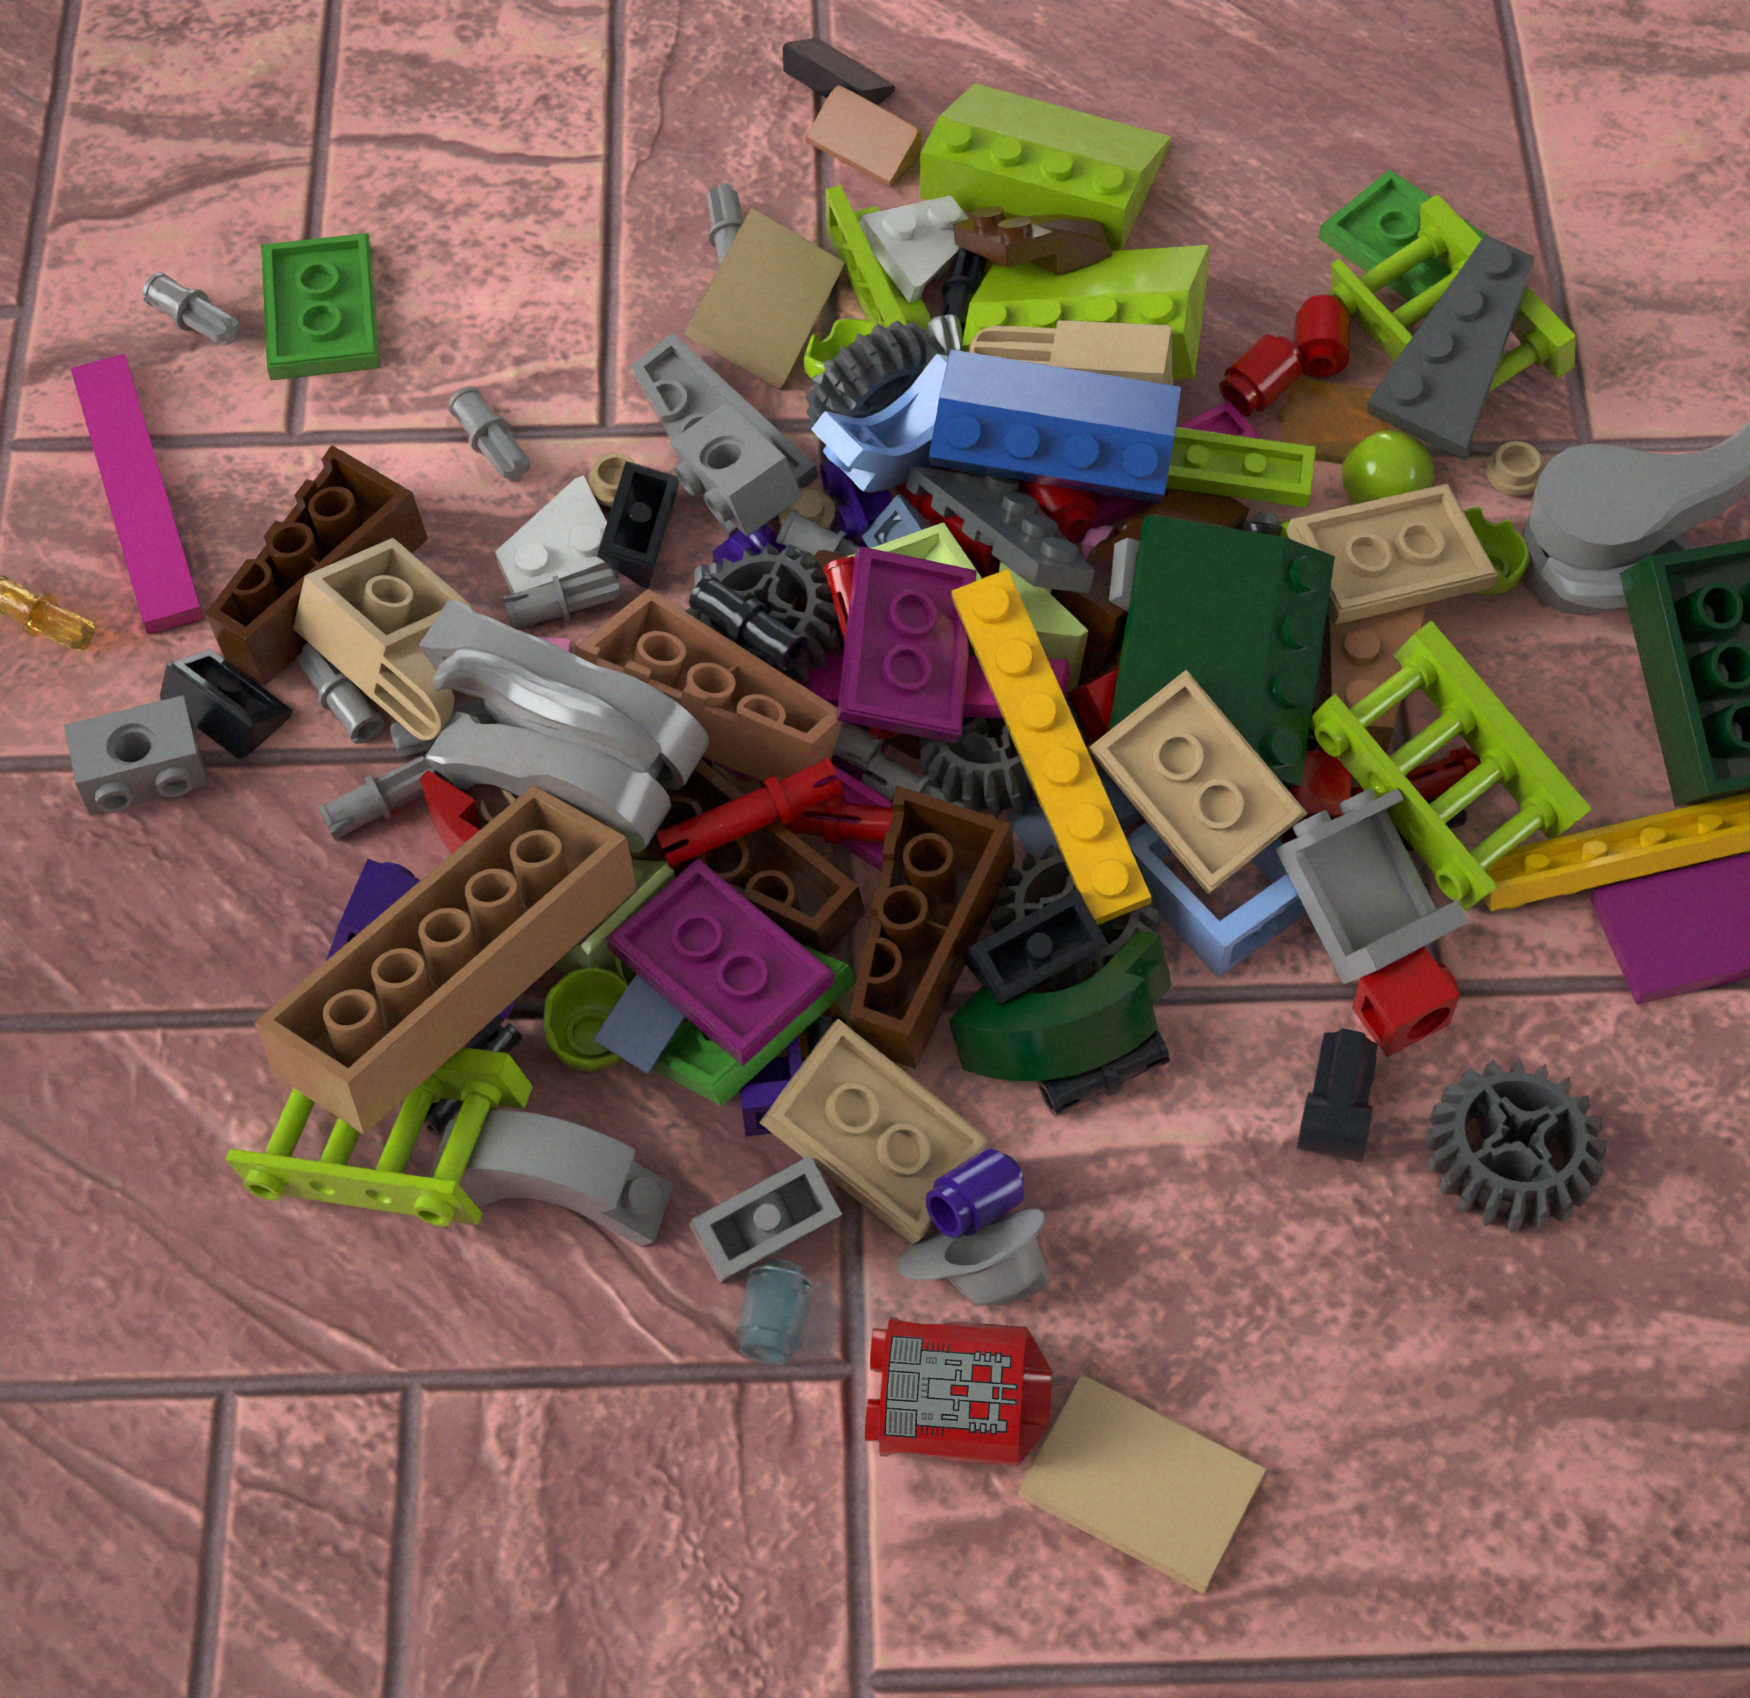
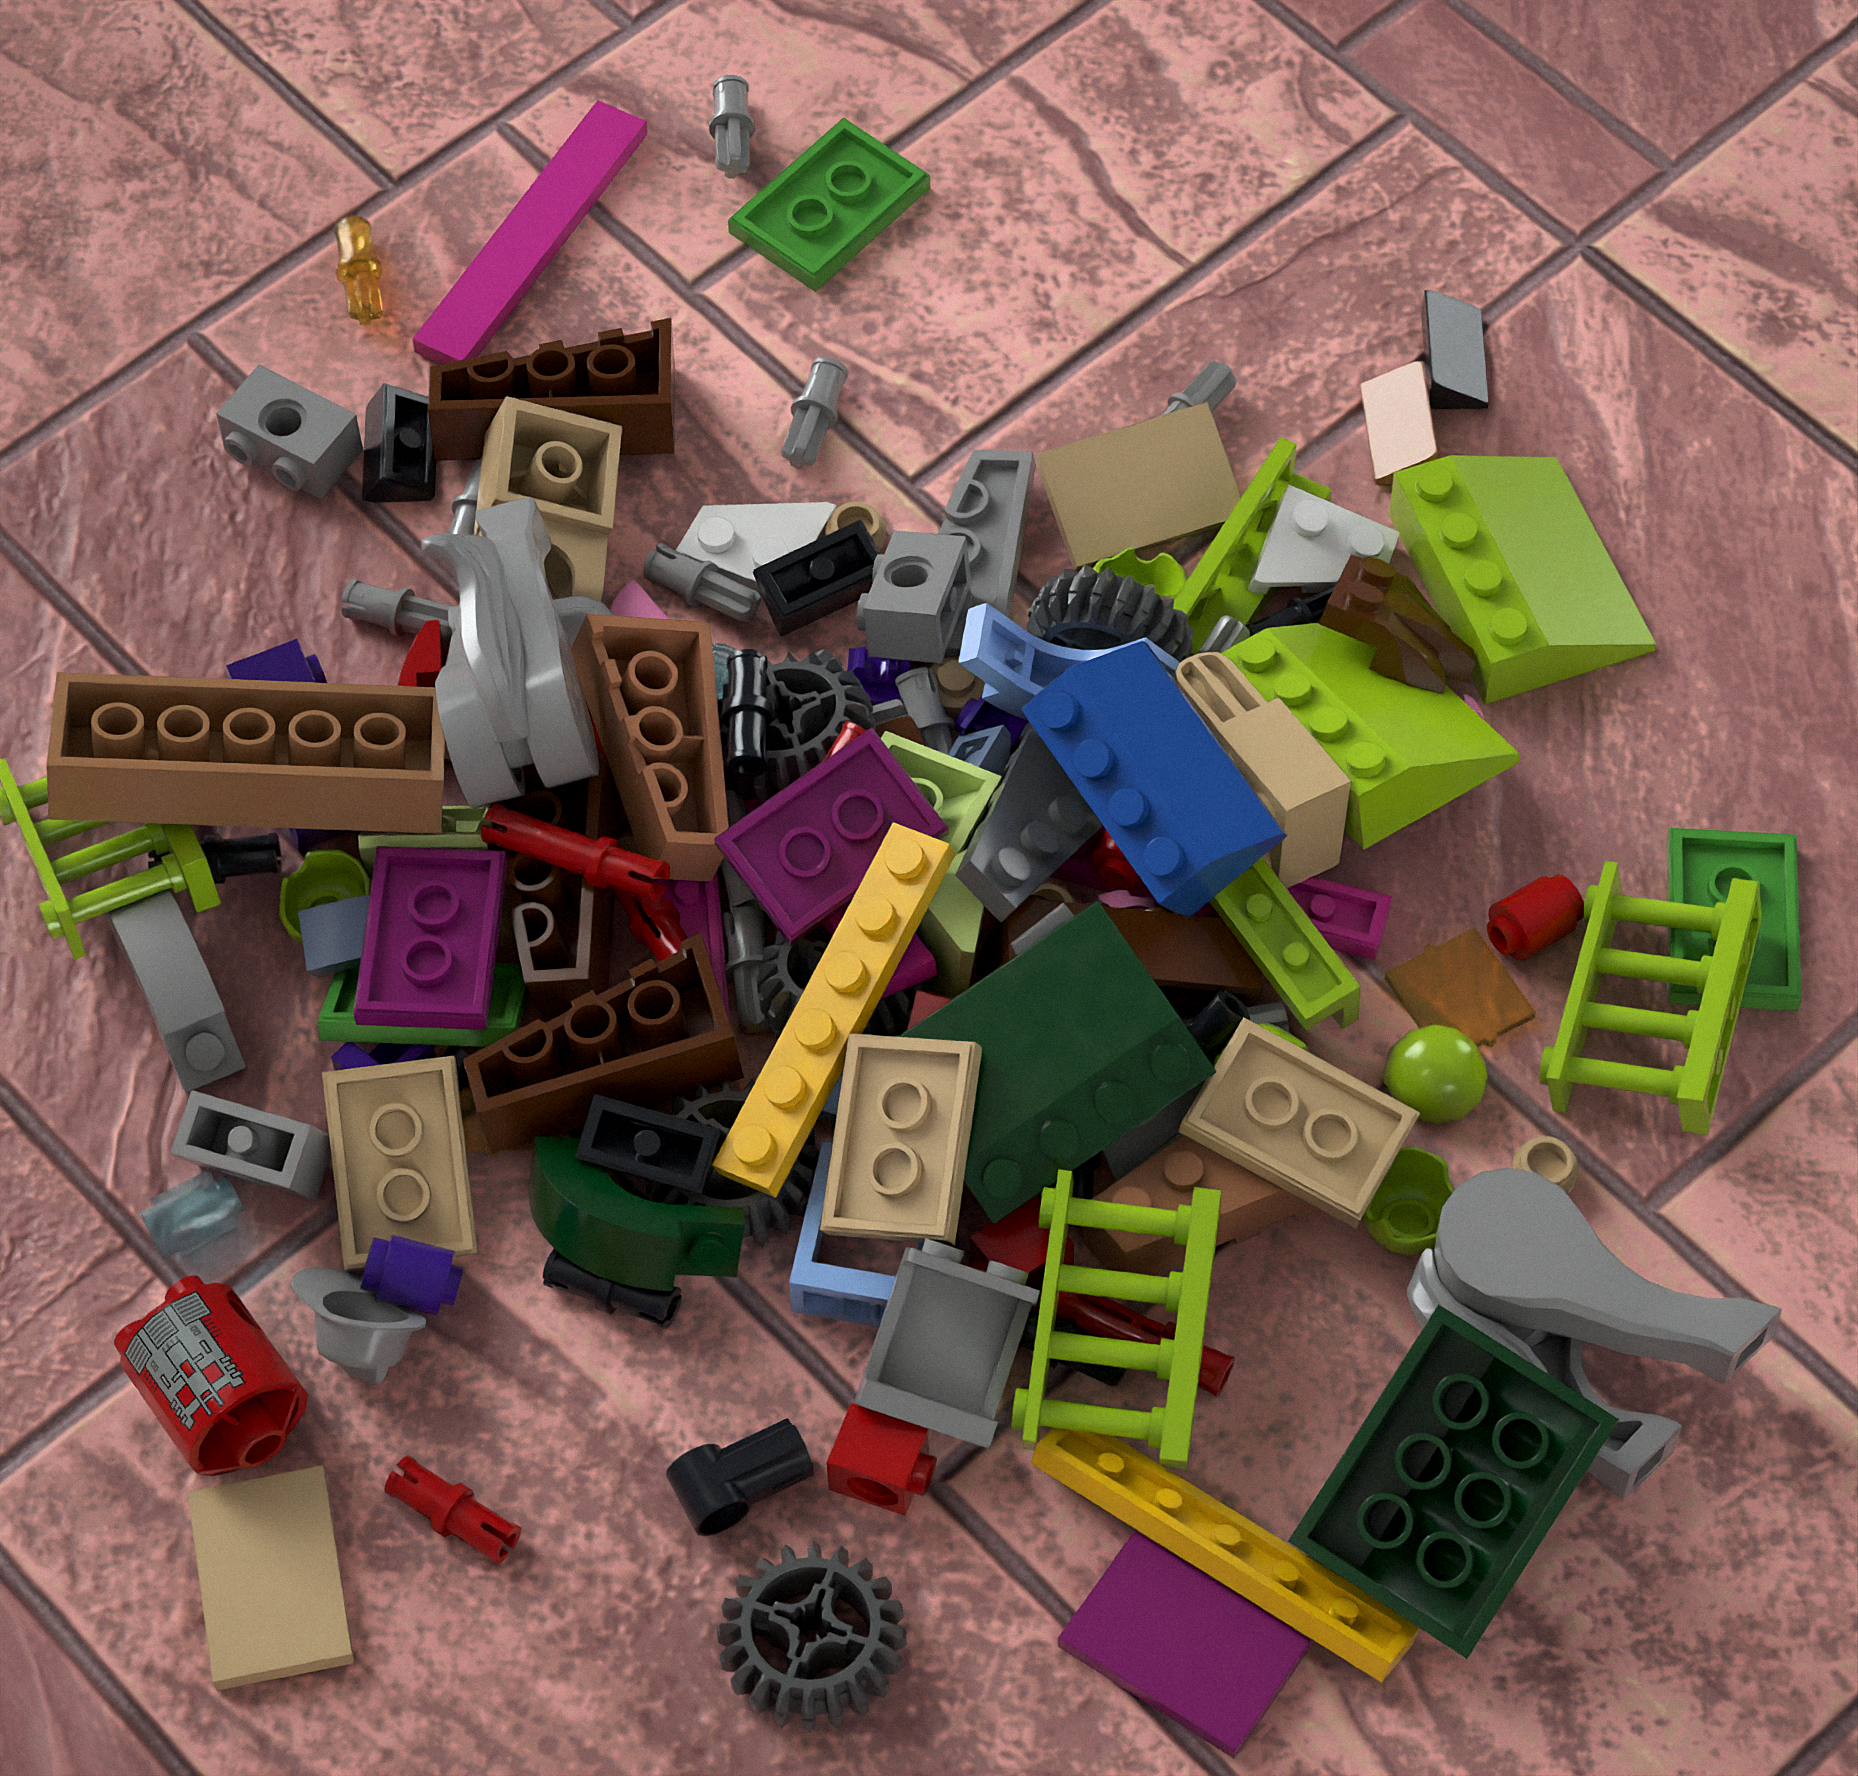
camera: 50 degrees right, 0 degrees up
(1197, 1311) = (452, 1509): none -> red pin
(1261, 374) = (1438, 899): red brick -> none
(1450, 362) = (1567, 1026): dark grey wing -> none

